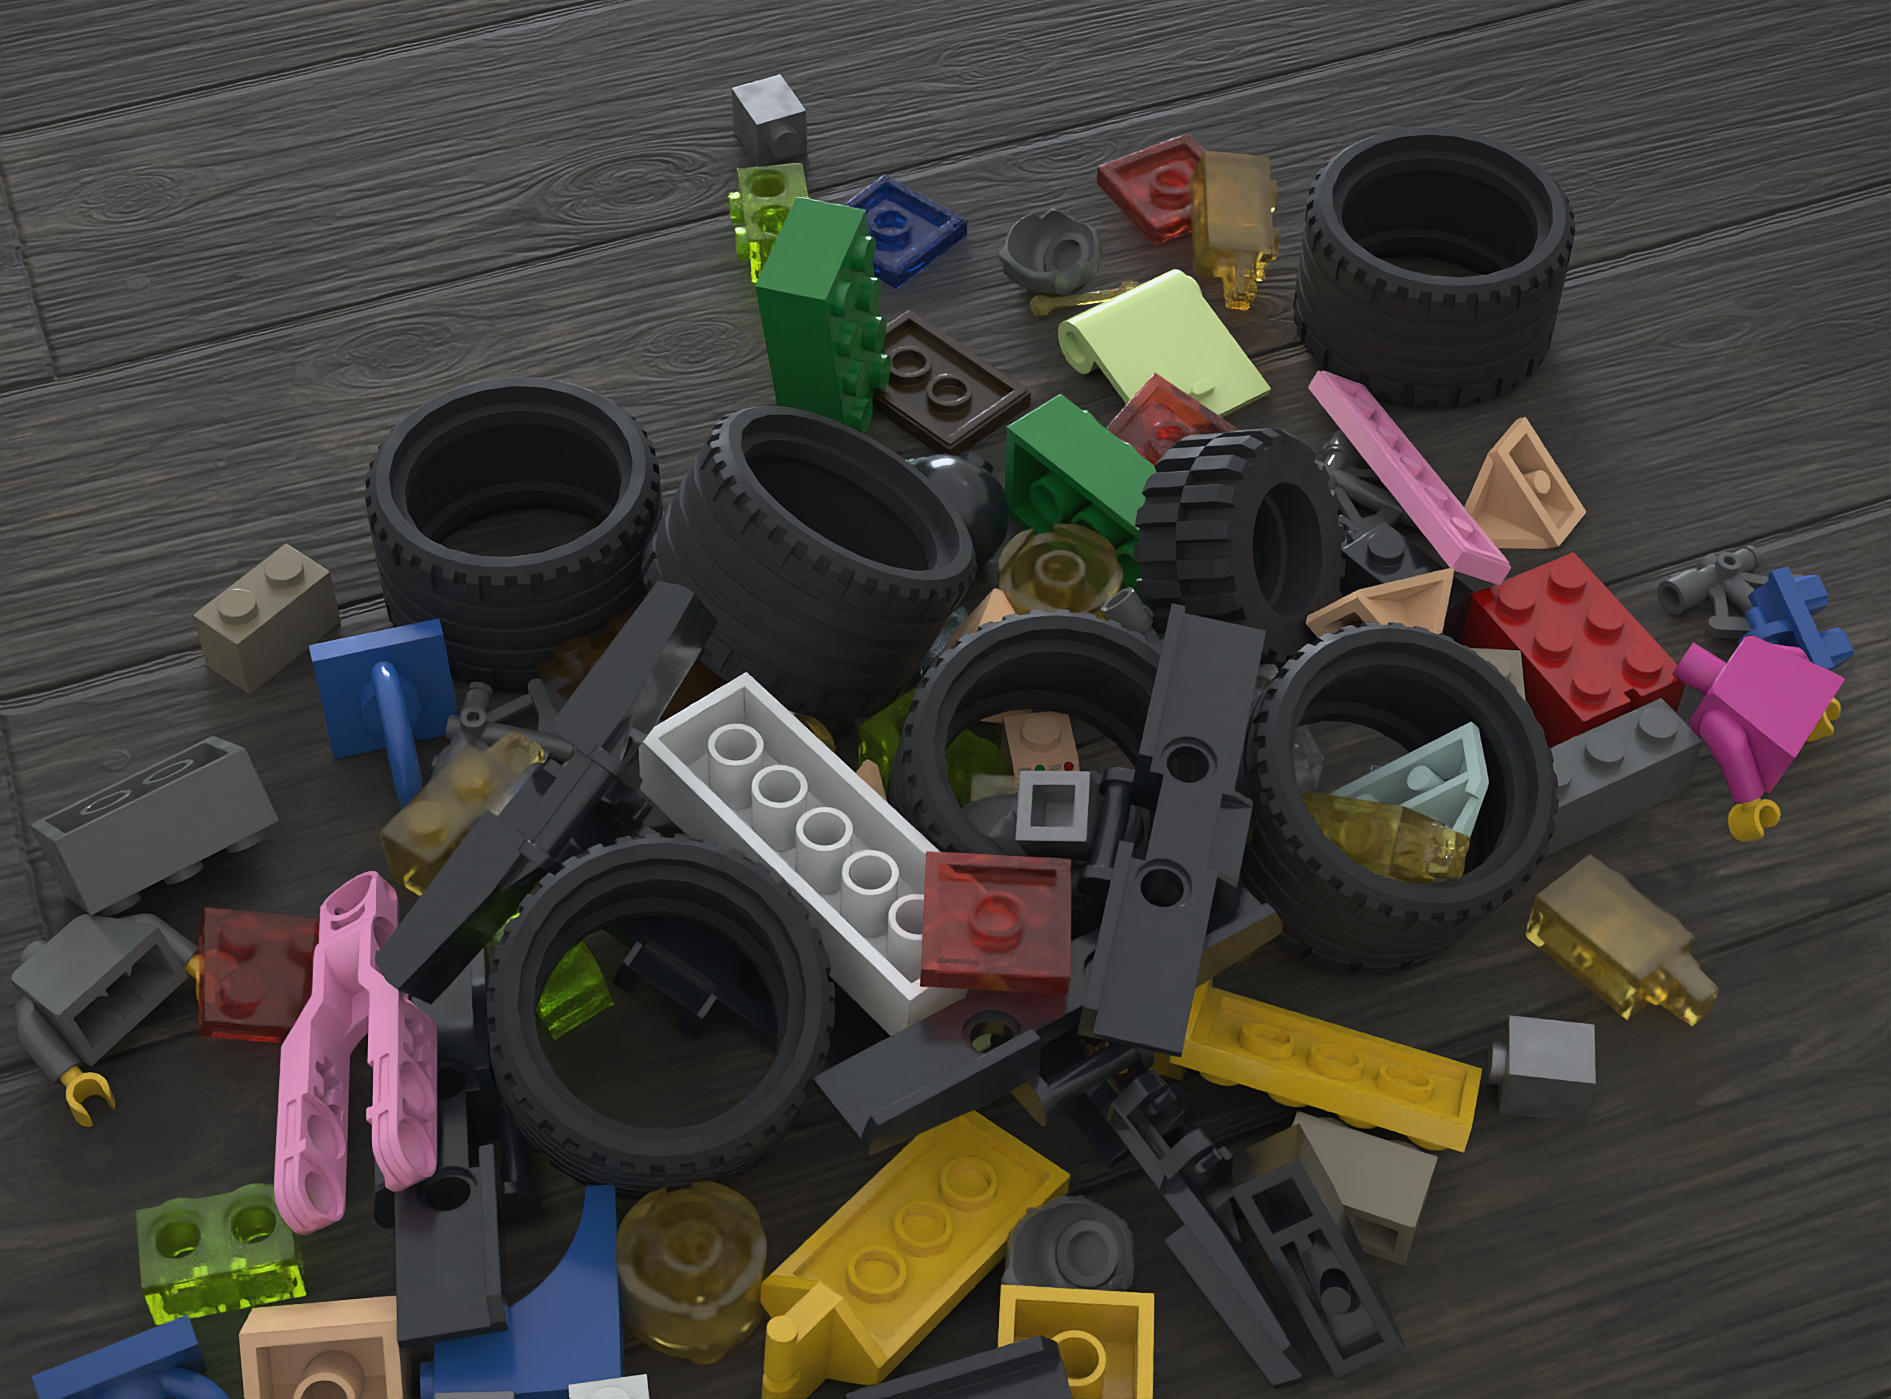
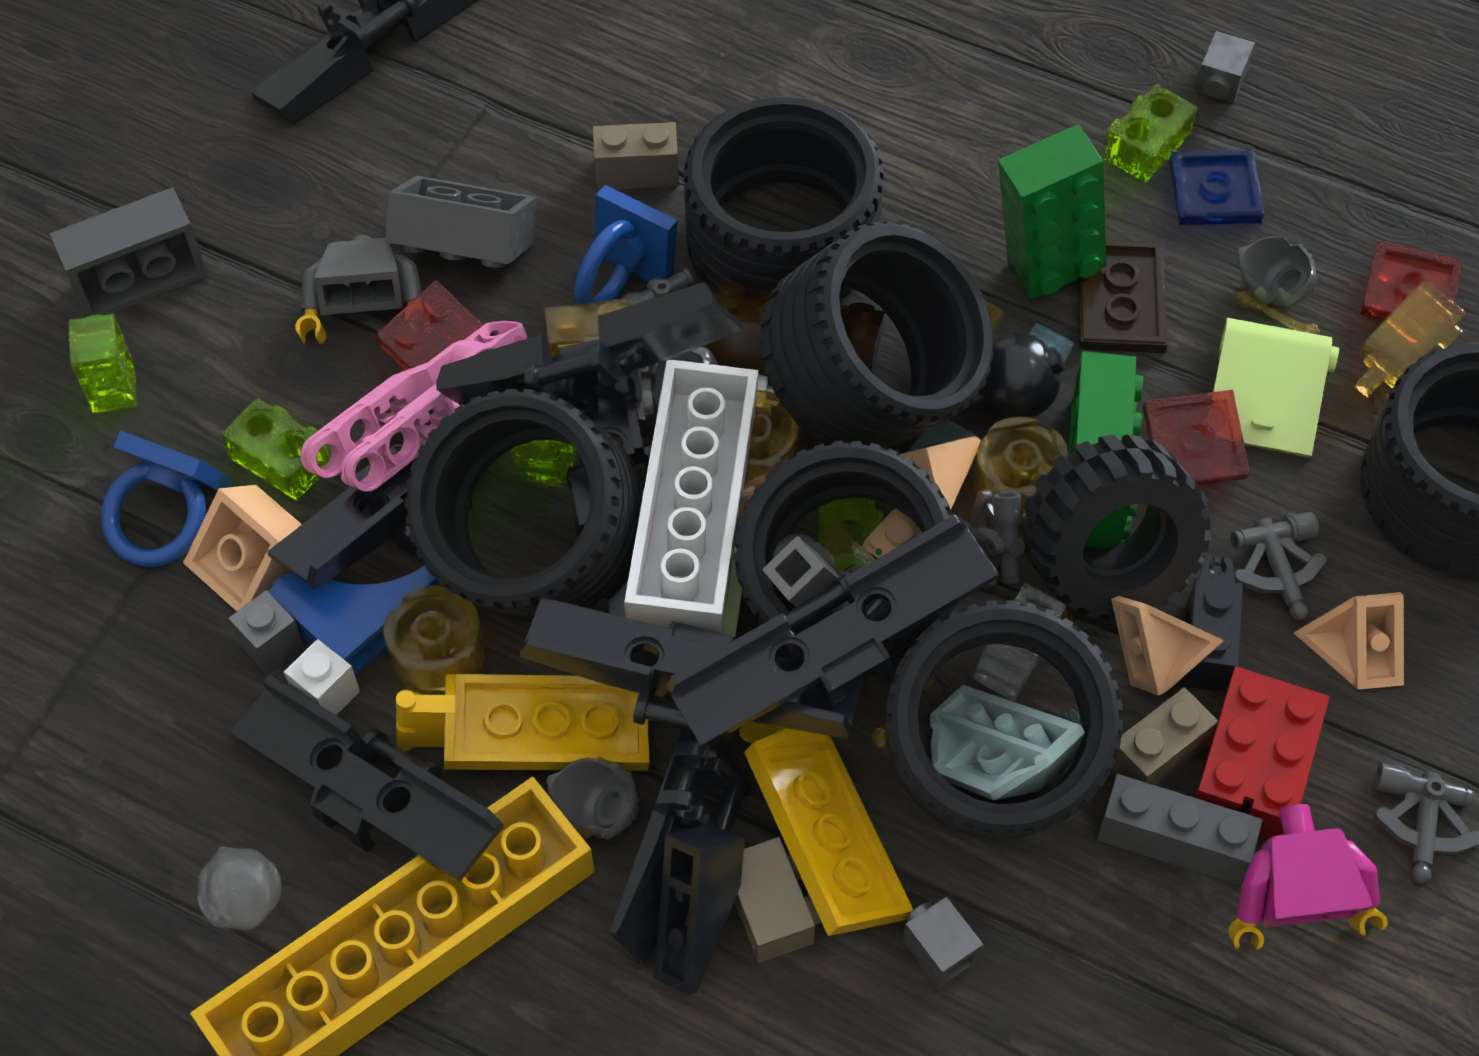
camera: 50 degrees right, 10 degrees up
(996, 923) = (700, 600): clear red plate -> none
(1389, 838) = (963, 734): clear yellow hinge -> none
(1410, 478) = (1294, 571): bright pink tile -> none
(1619, 943) = (1071, 920): clear yellow hinge -> none
(1784, 614) = (1424, 838): blue hips -> none

